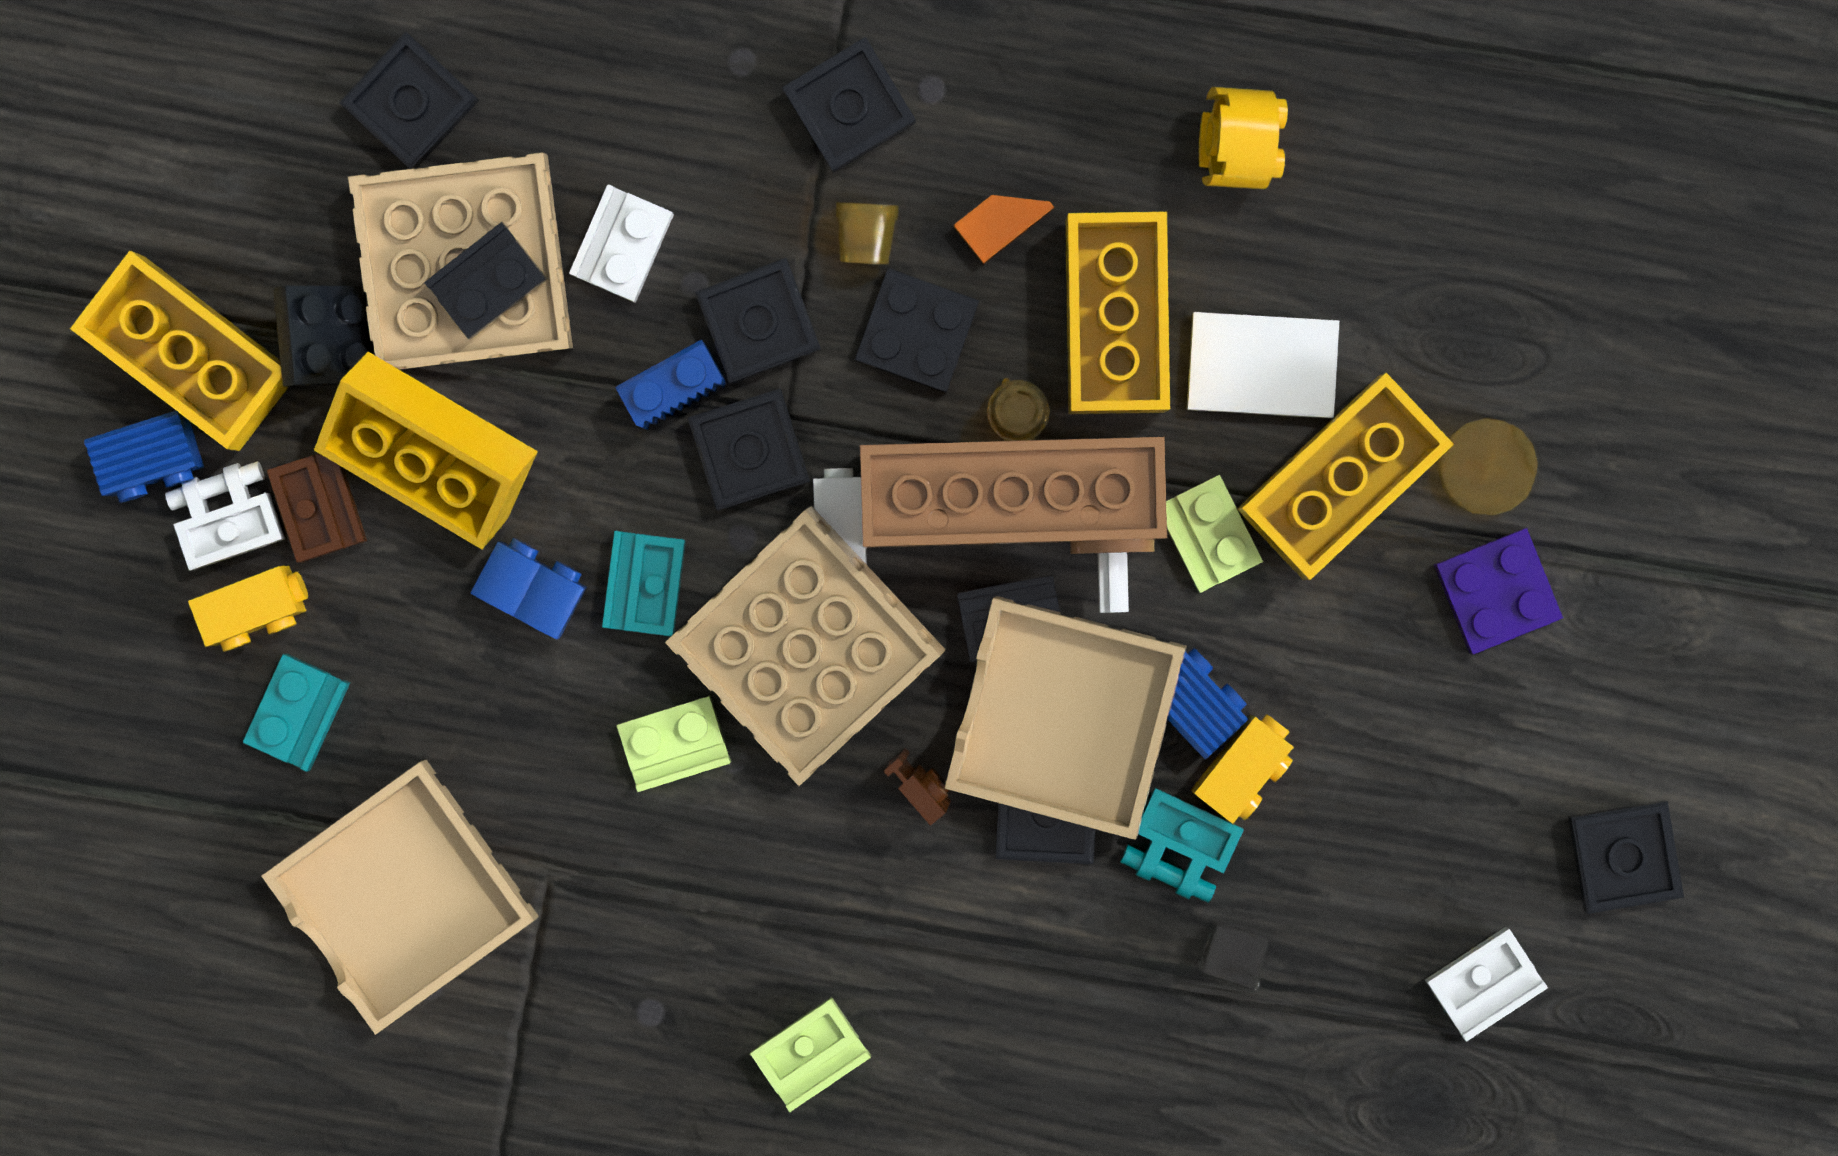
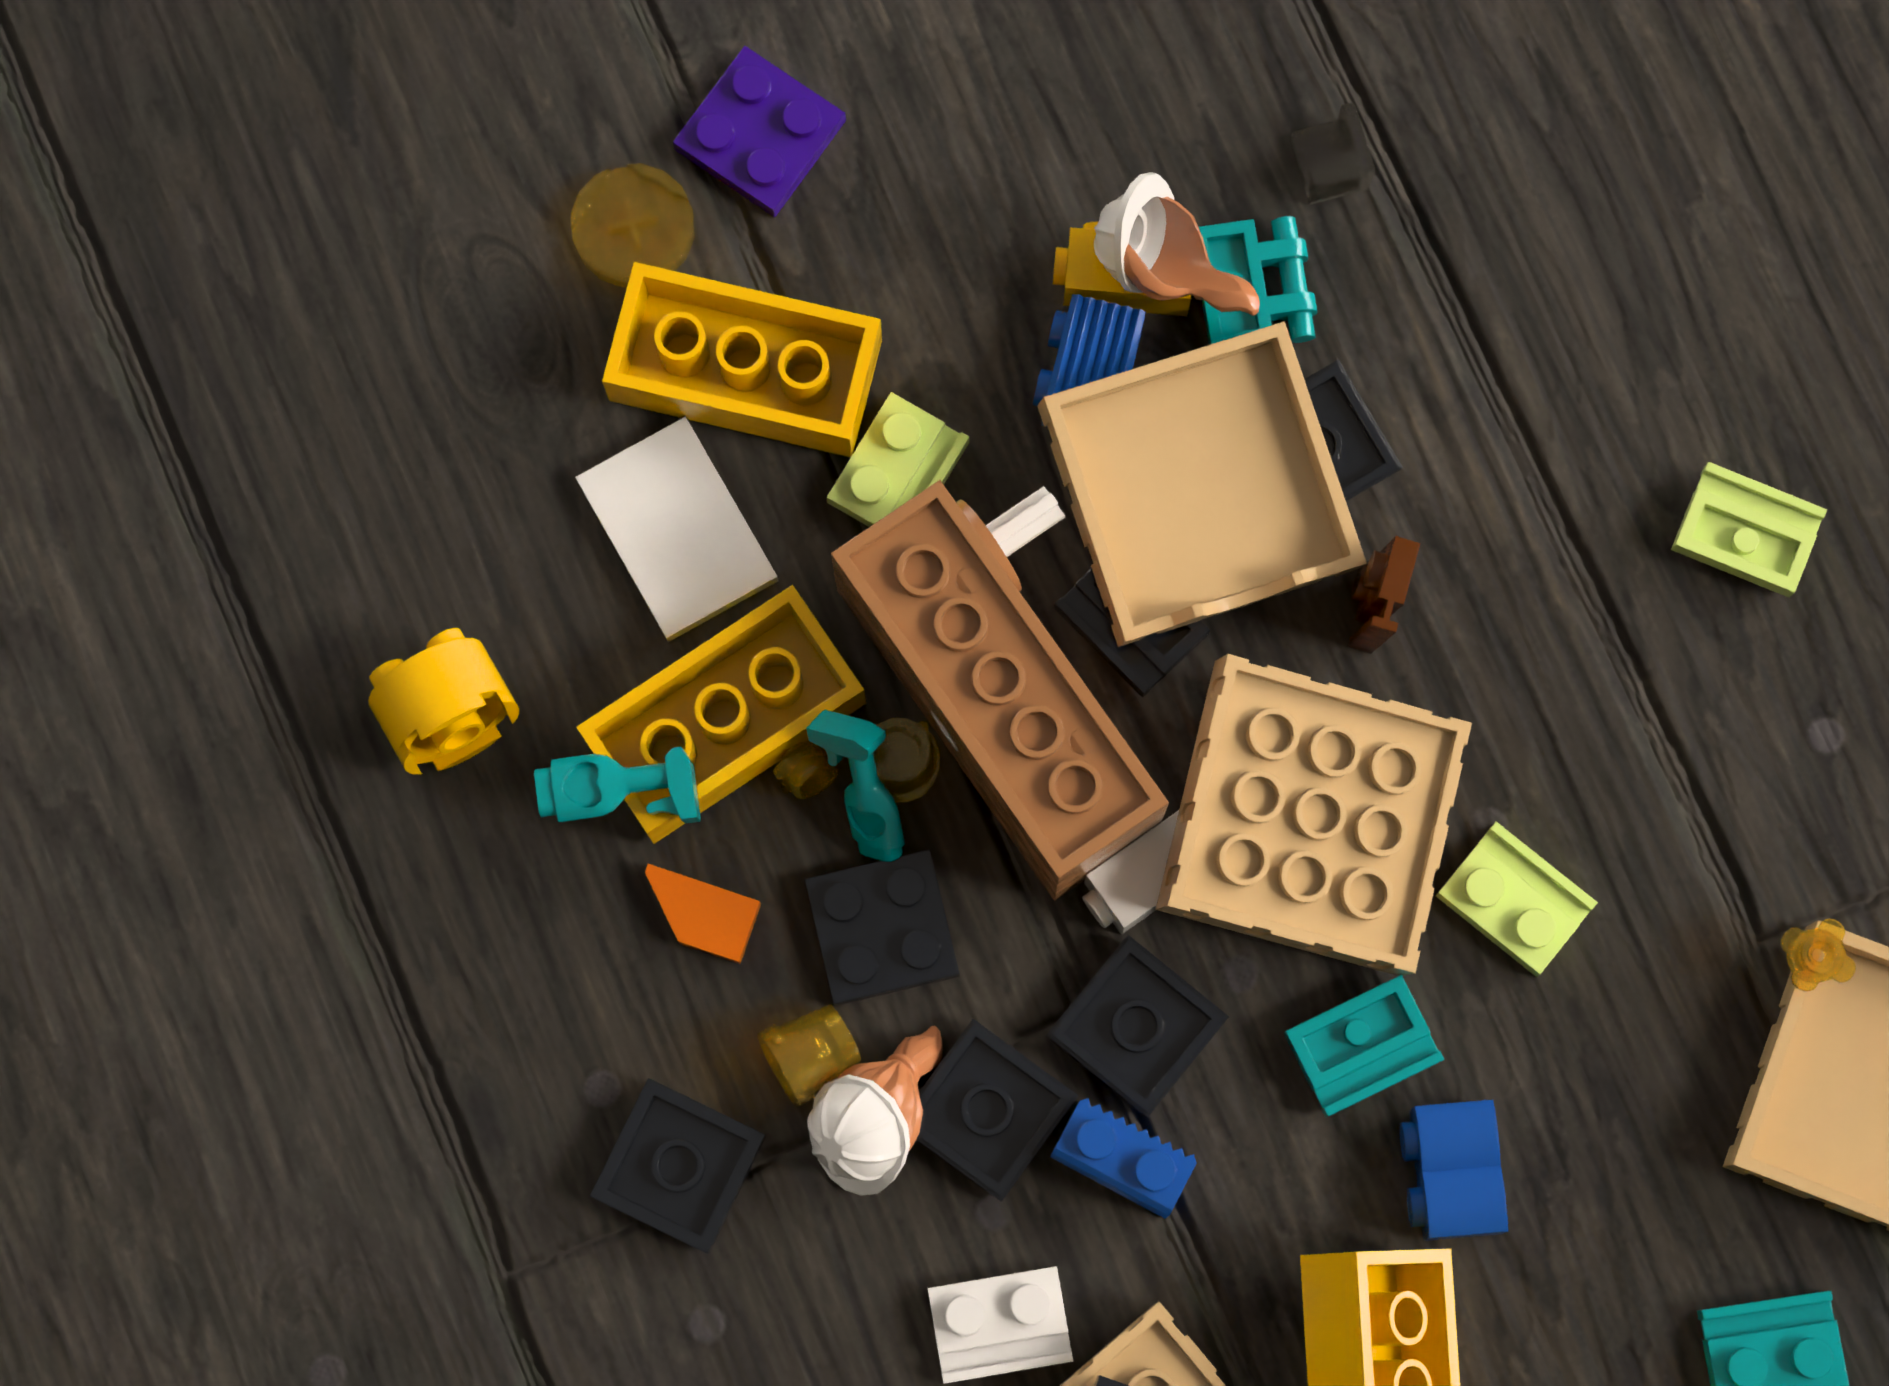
camera: 120 degrees left, 10 degrees down
(522, 894) = (1804, 968): none -> clear yellow plate
(801, 246) = (873, 1115): none -> white piece
(998, 369) = (867, 801): none -> teal piece
(1048, 347) = (805, 770): none -> clear yellow plate
(1118, 201) = (598, 784): none -> teal piece
(1234, 790) = (1159, 250): none -> piece

